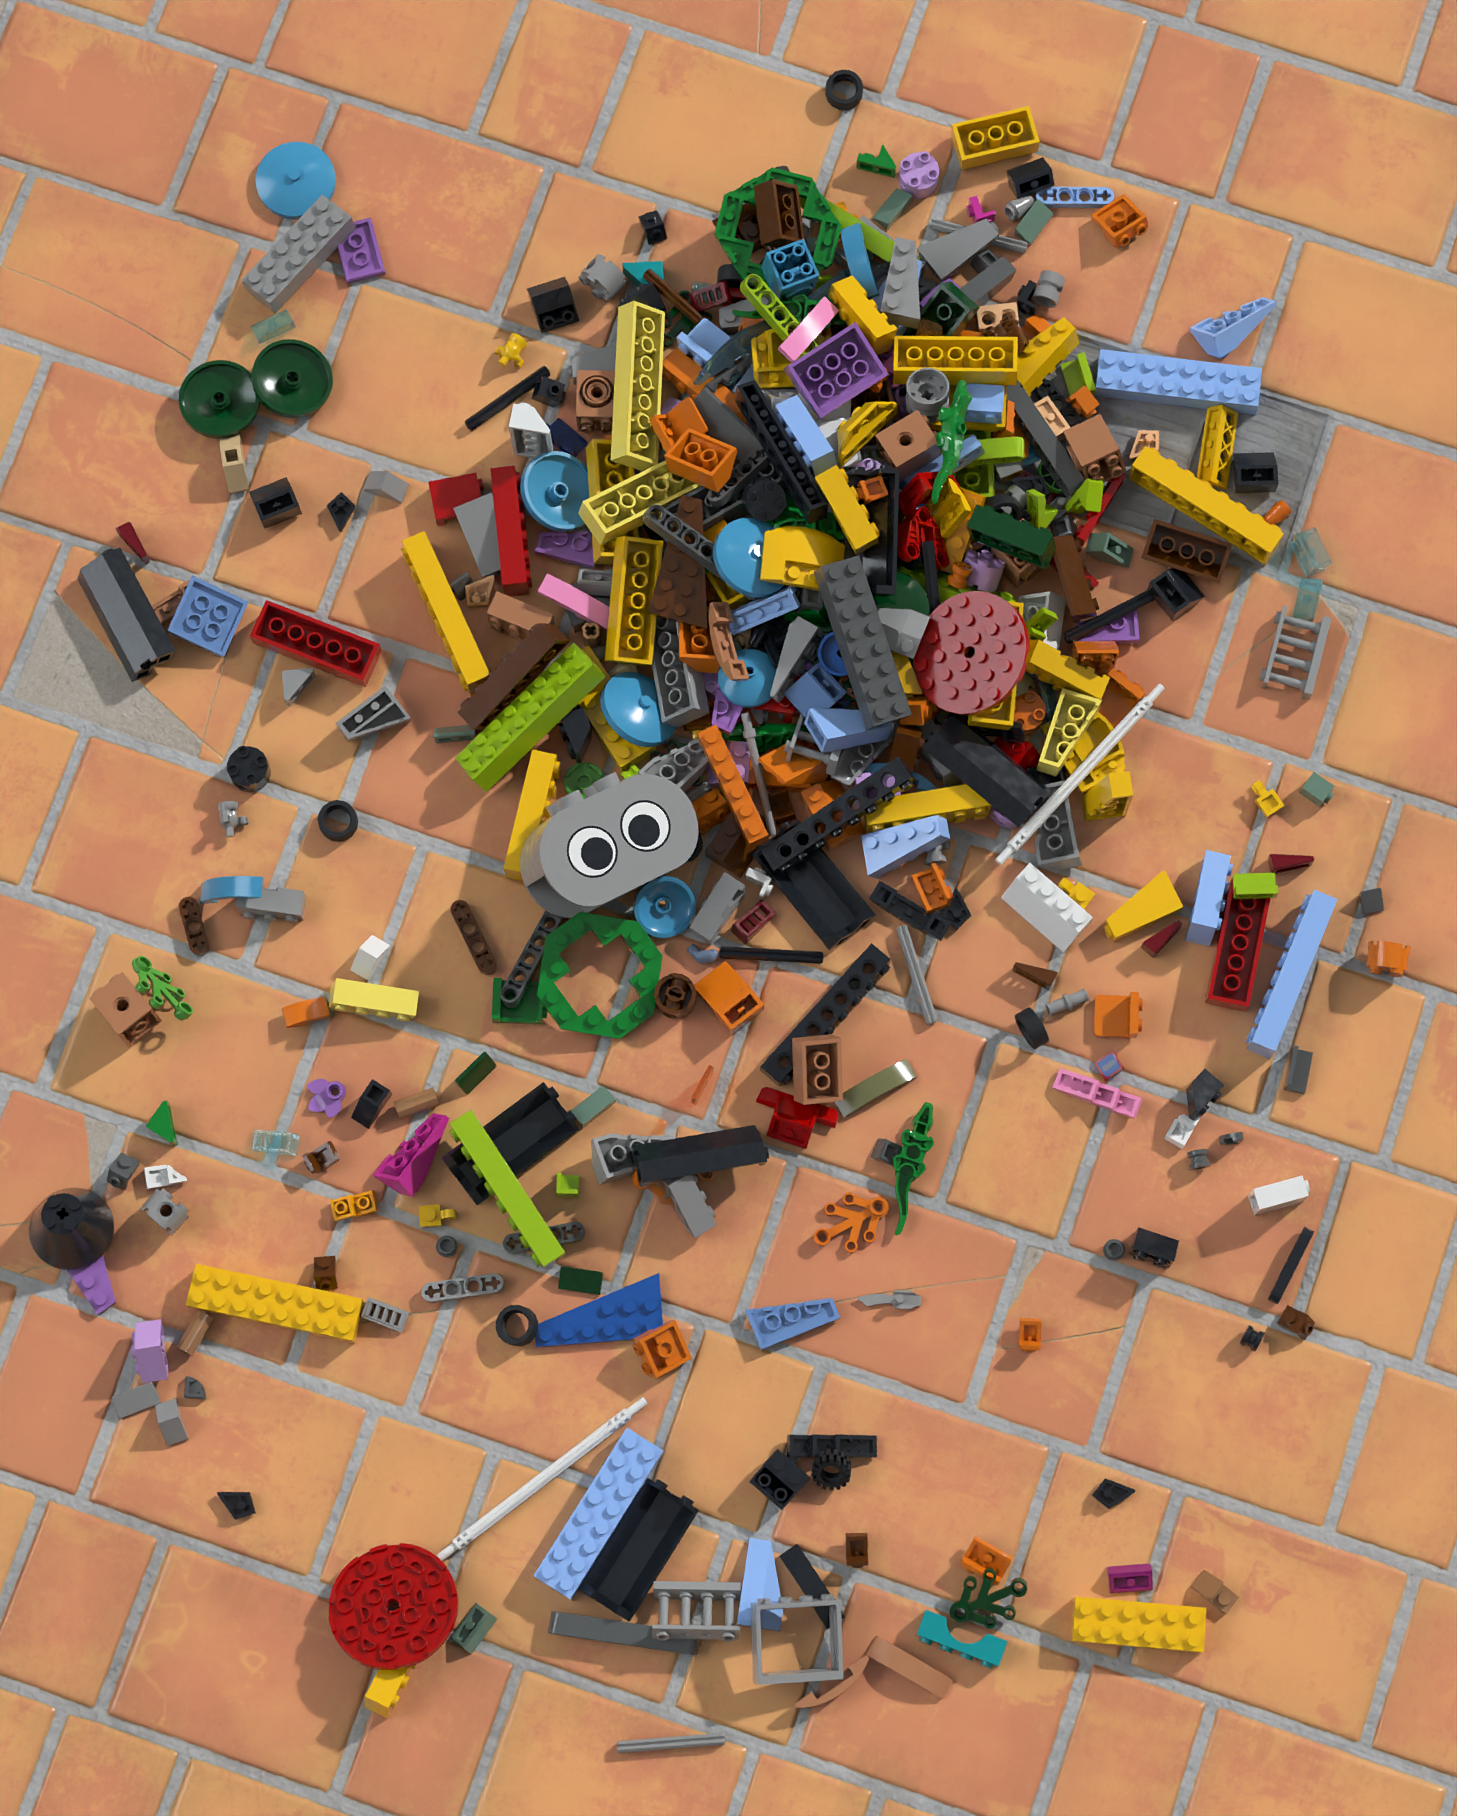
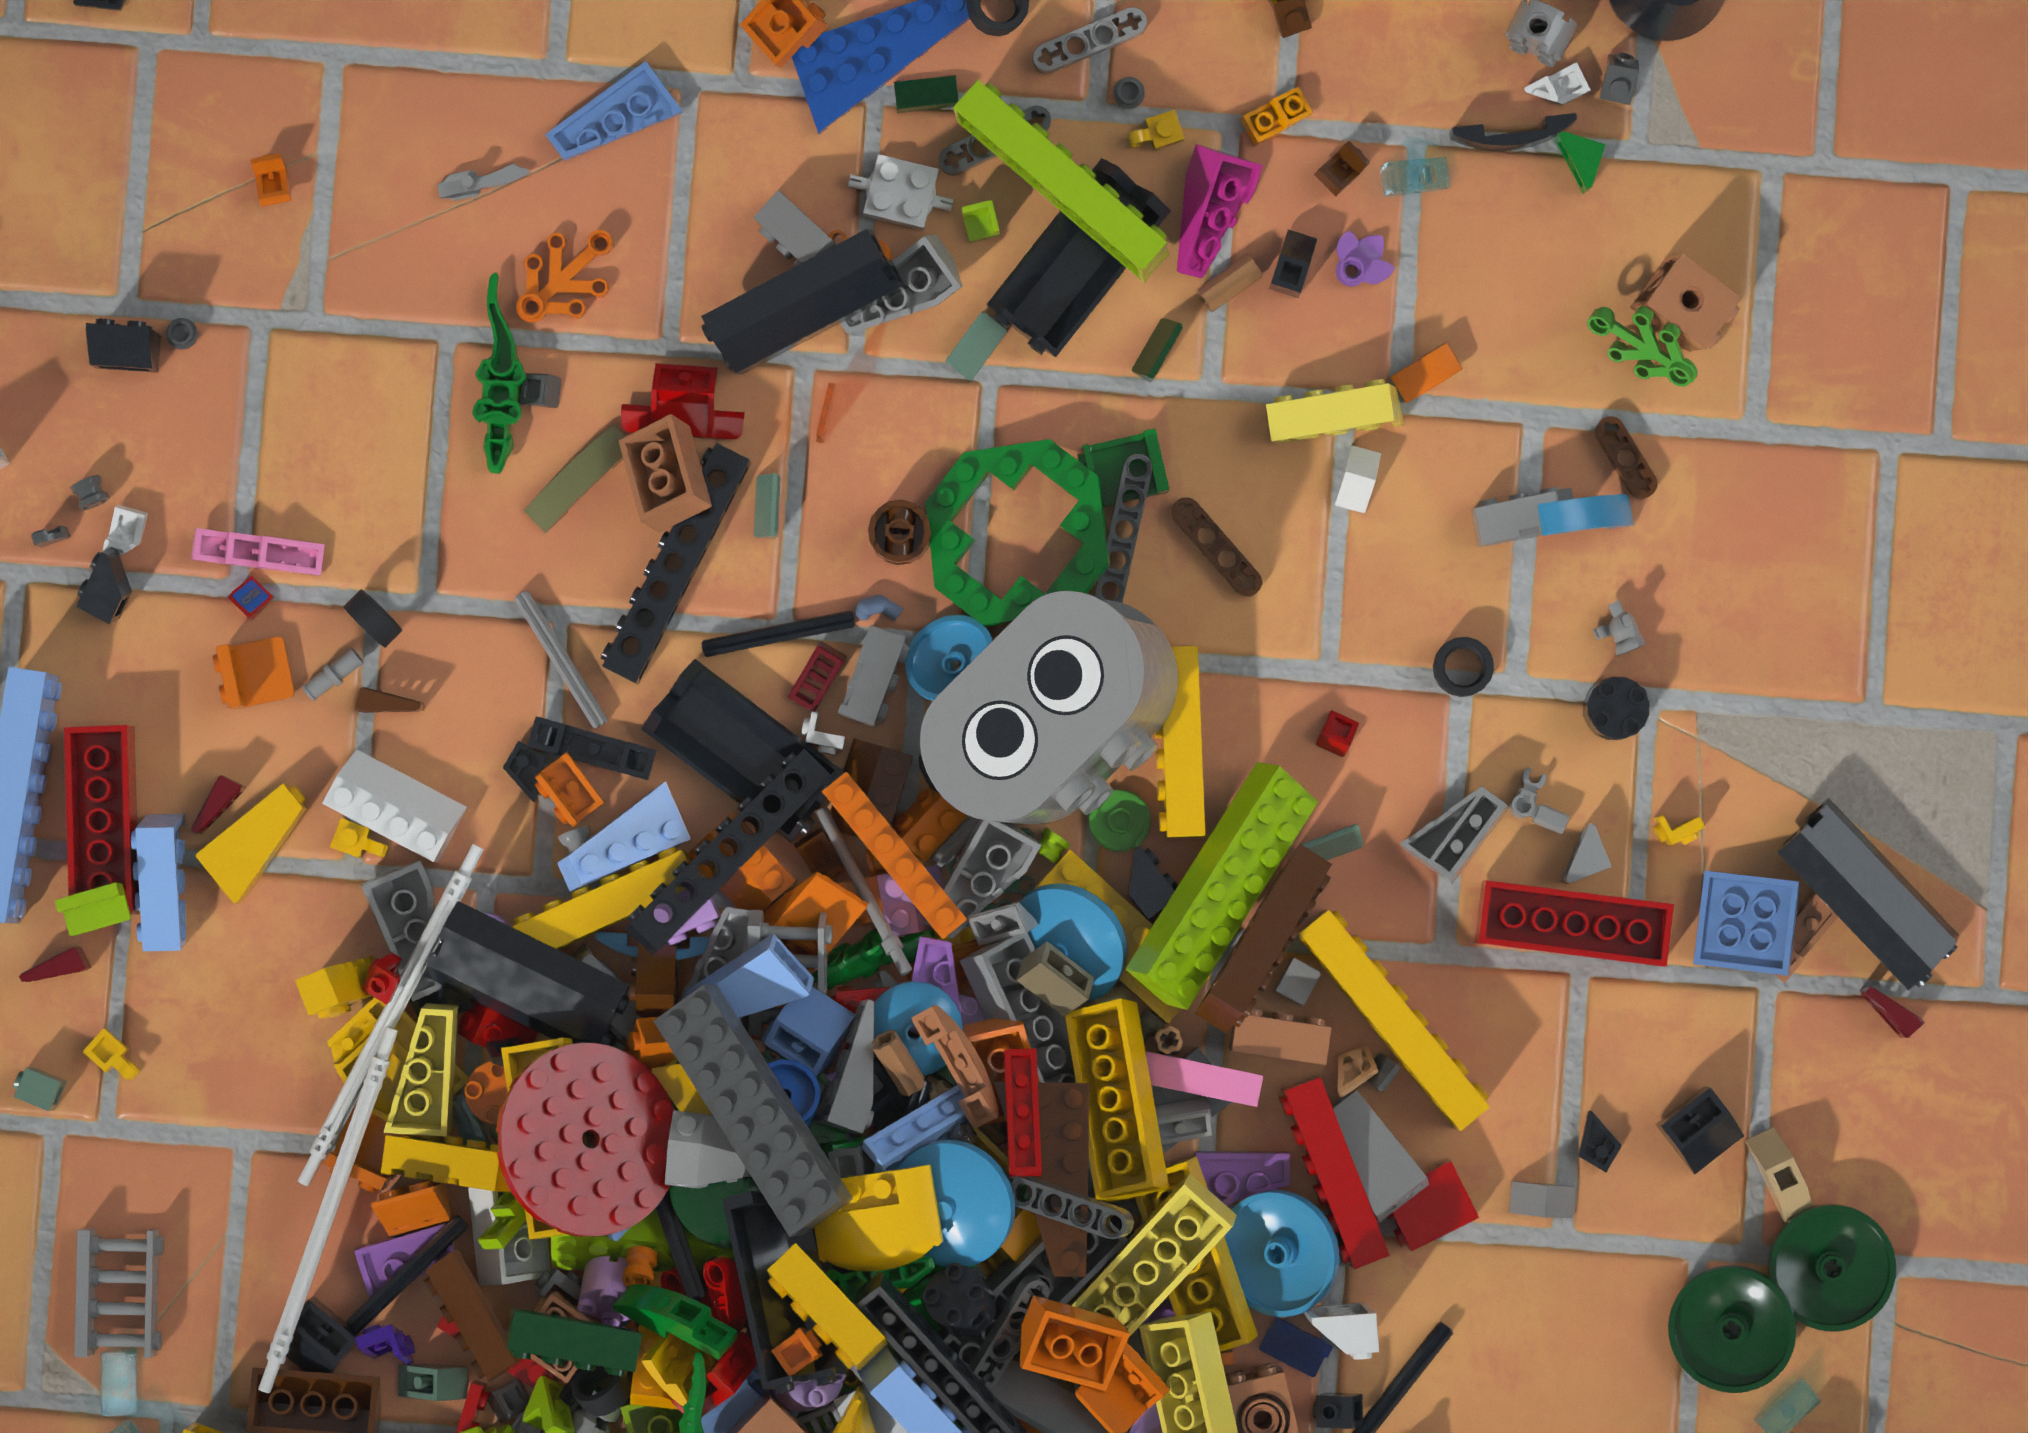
camera: 160 degrees right, 10 degrees up
(176, 1150) = (1474, 135): none -> black slope
(229, 683) = (1685, 832): none -> yellow bracket
(325, 725) = (1524, 806): none -> light grey bar
(430, 801) = (1337, 733): none -> red slope
(498, 651) = (1297, 981): none -> light grey panel
(615, 1219) = (901, 192): none -> white plate
(651, 683) = (1055, 979): none -> dark tan brick
(676, 728) = (1001, 923): none -> light grey slope
(694, 600) = (1022, 1112): none -> red plate
(729, 997) = (823, 552): orange slope -> none
(736, 600) = (962, 1132): none -> clear smoke plate
(757, 1037) = (767, 506): none -> sand green slope
(764, 655) = (898, 1062): none -> medium nougat axle
(942, 534) = (677, 1314): none -> green slope
(1017, 591) = (568, 1283): none -> dark grey bracket
(1081, 792) = (381, 978): none -> red bracket
(1133, 580) = (380, 1341): none -> dark purple bracket
(1148, 663) = (284, 1334): none -> white axle

